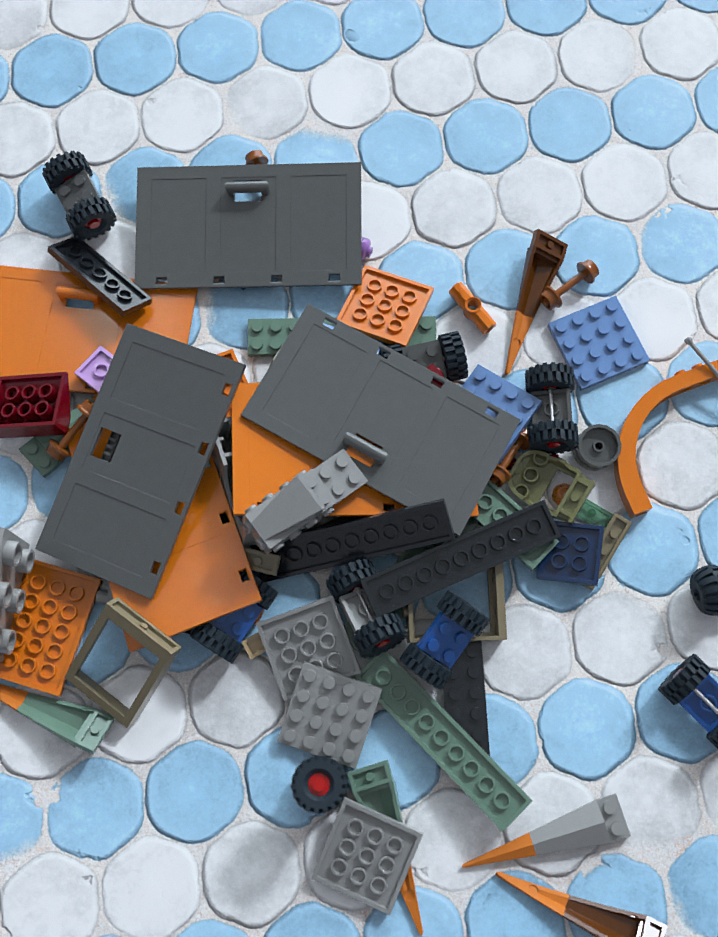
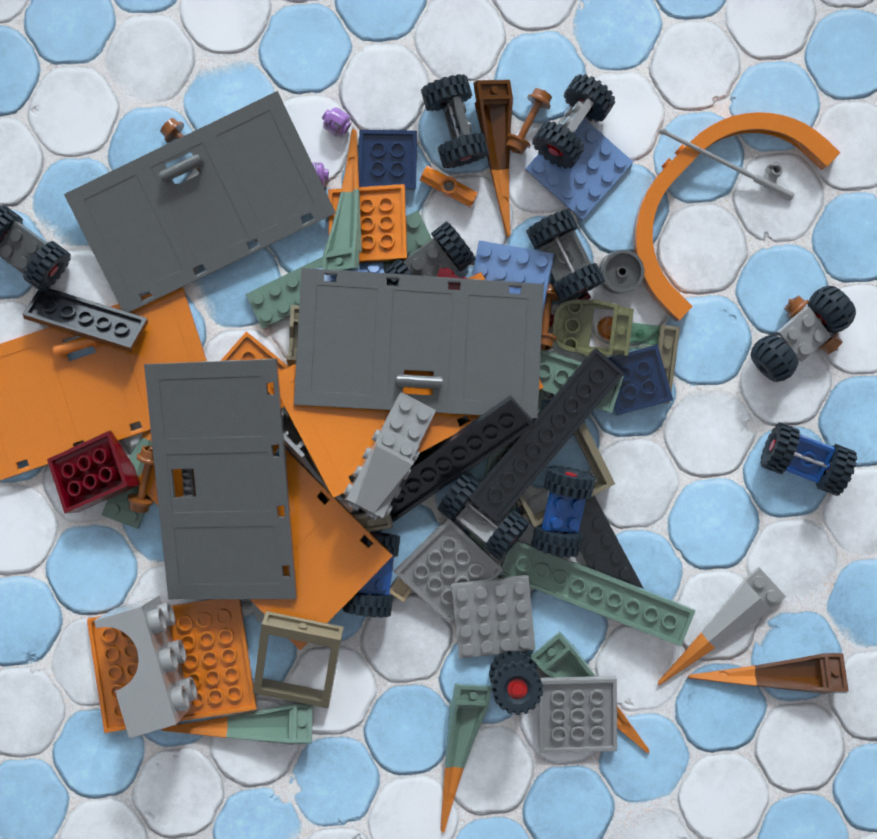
camera: 25 degrees left, 15 degrees up
(95, 368) = (133, 410): lavender plate -> none
(254, 804) = (465, 717): none -> sand green plate
(361, 303) = (345, 235): none -> sand green plate
(399, 214) = (336, 121): none -> medium lavender head
(430, 261) = (387, 158): none -> dark blue plate
(508, 231) = (450, 96): none -> black plate
(629, 284) = (586, 99): none -> black plate

